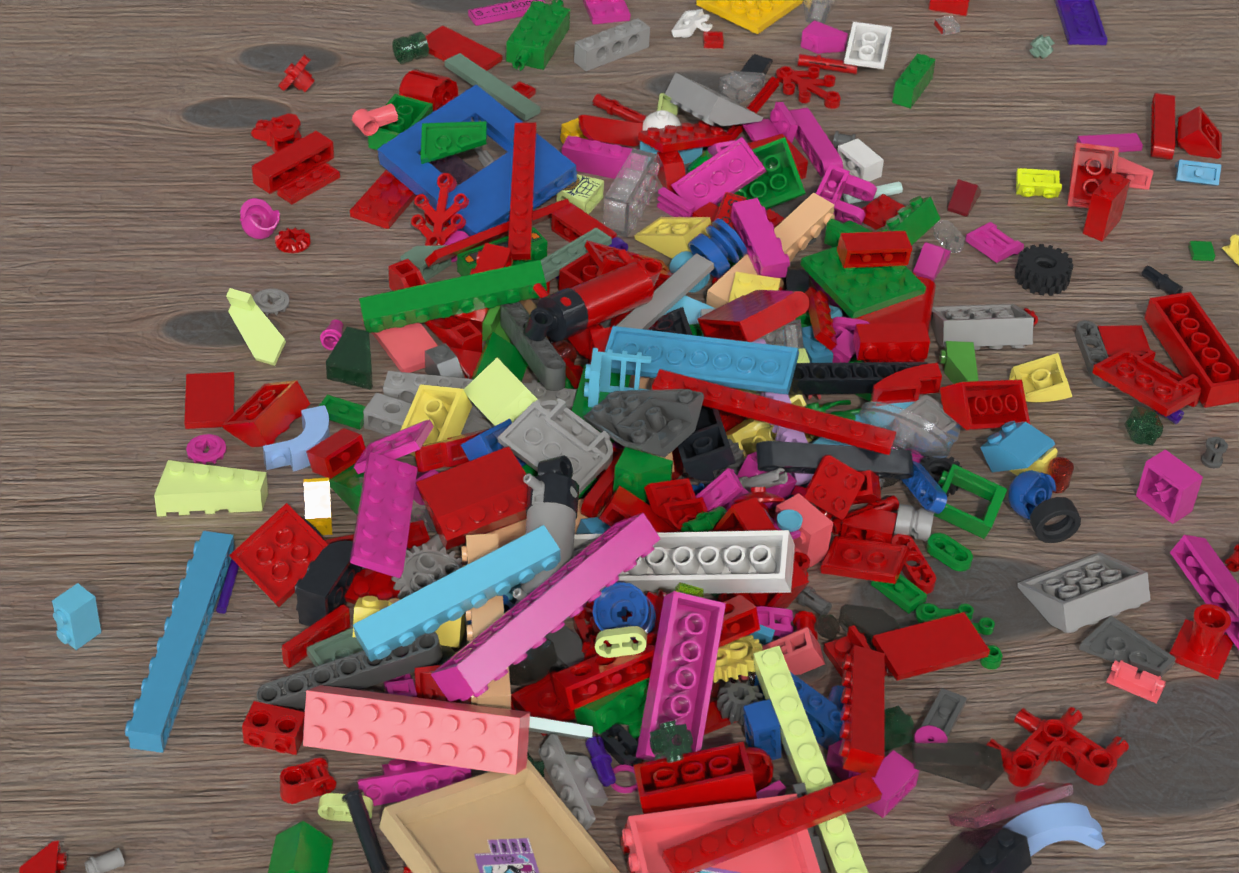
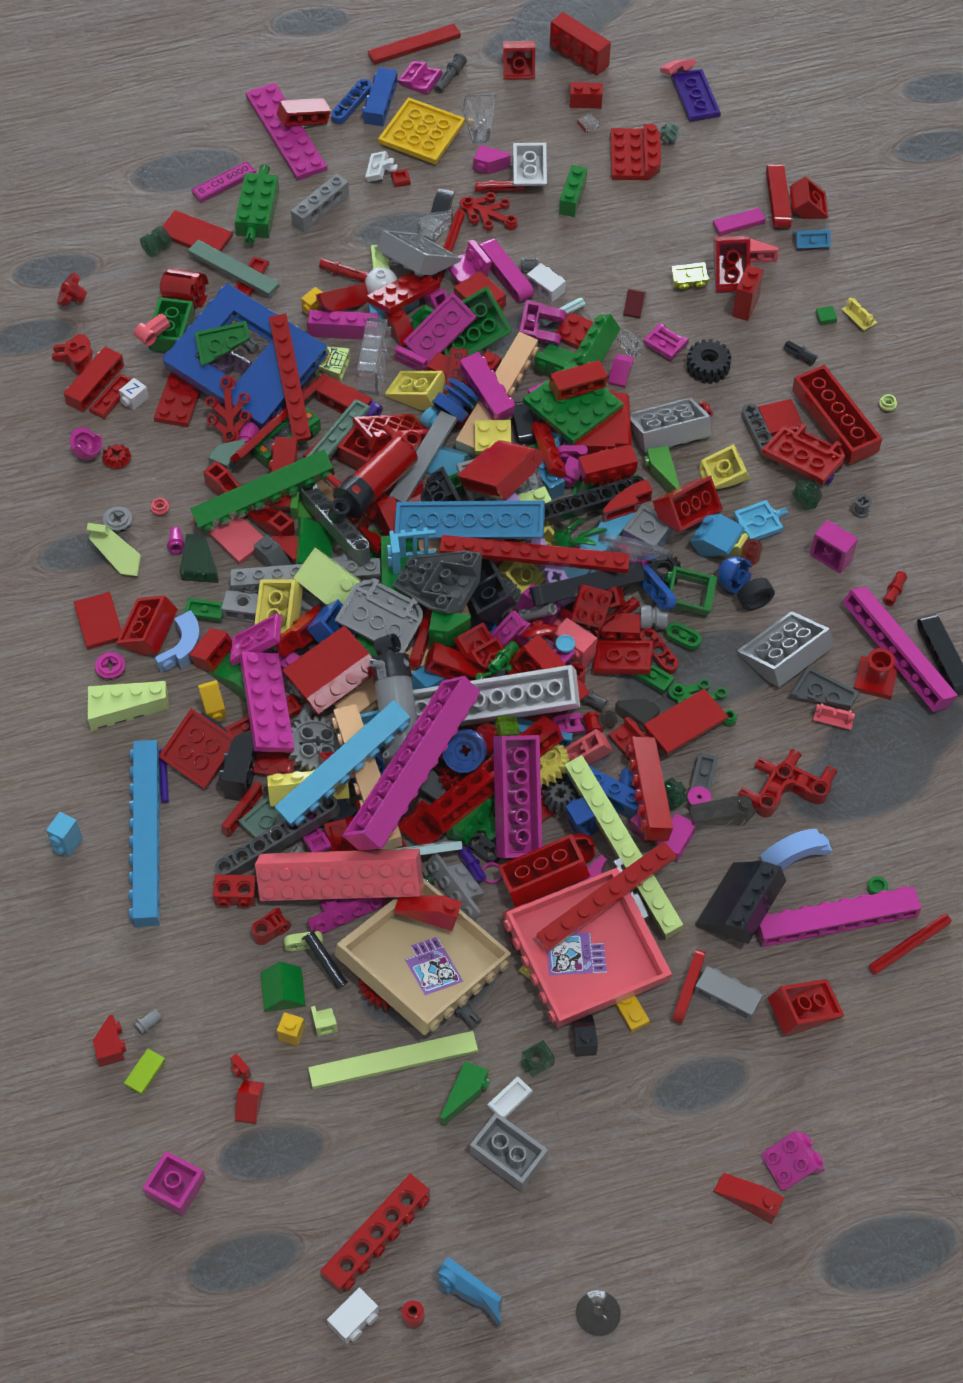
camera: 10 degrees left, 15 degrees up
(326, 297) = (159, 502): none -> coral plate
(334, 183) = (133, 394): none -> white brick
(527, 796) = (430, 909): none -> red slope
(621, 641) = (468, 775): yellowish green beam -> none
(662, 744) = (522, 846): clear green brick -> none
(997, 60) = (635, 152): none -> red plate
(1011, 804) = (764, 837): clear pink tile -> none
(1079, 443) = (760, 520): none -> medium azure plate

